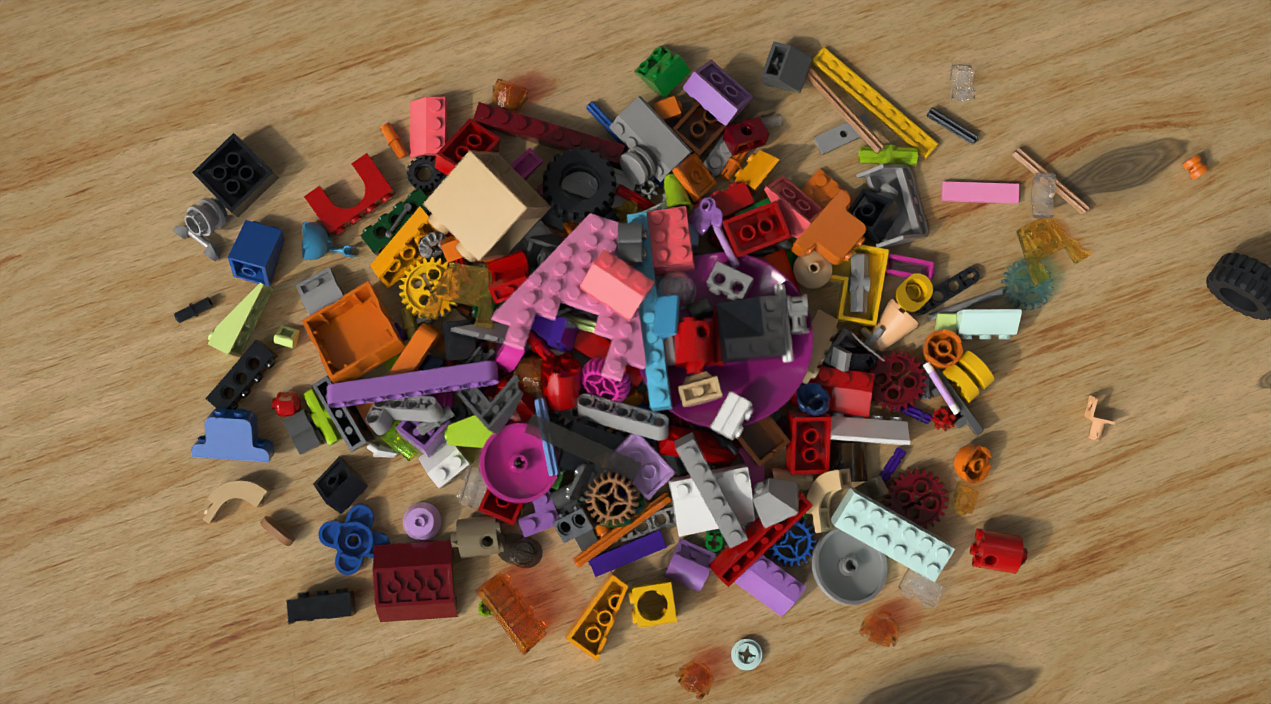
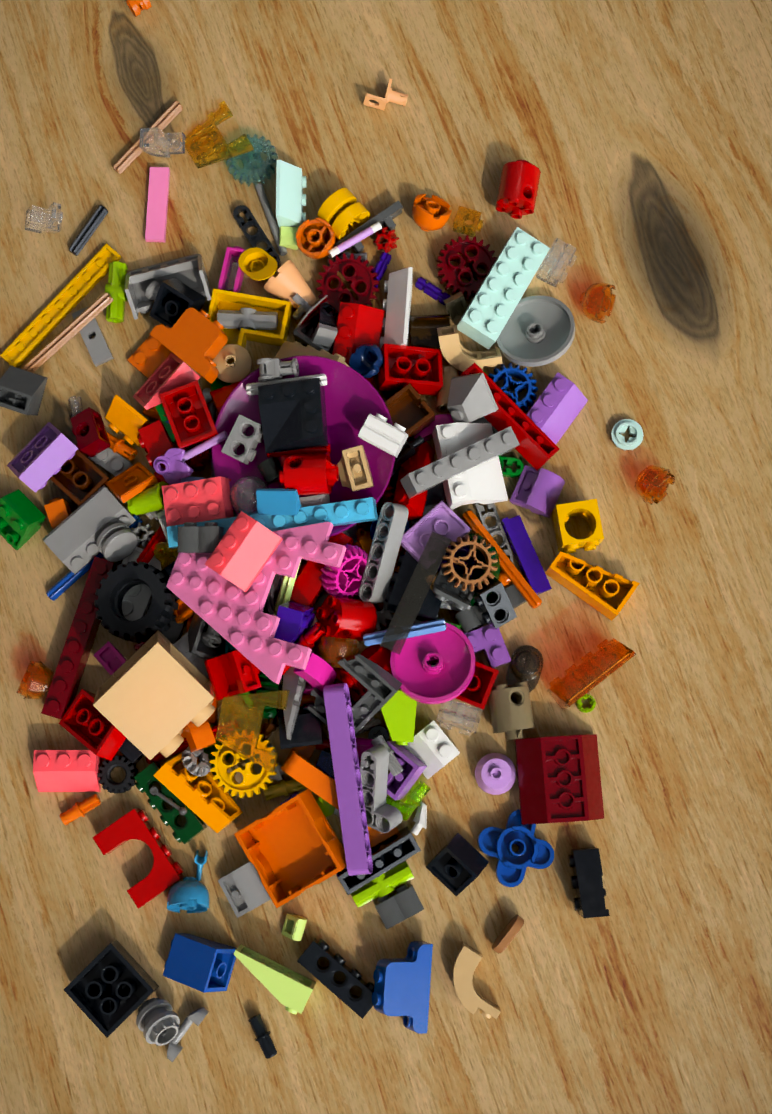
camera: 85 degrees left, 5 degrees down
(286, 404) = (368, 925): red head -> none

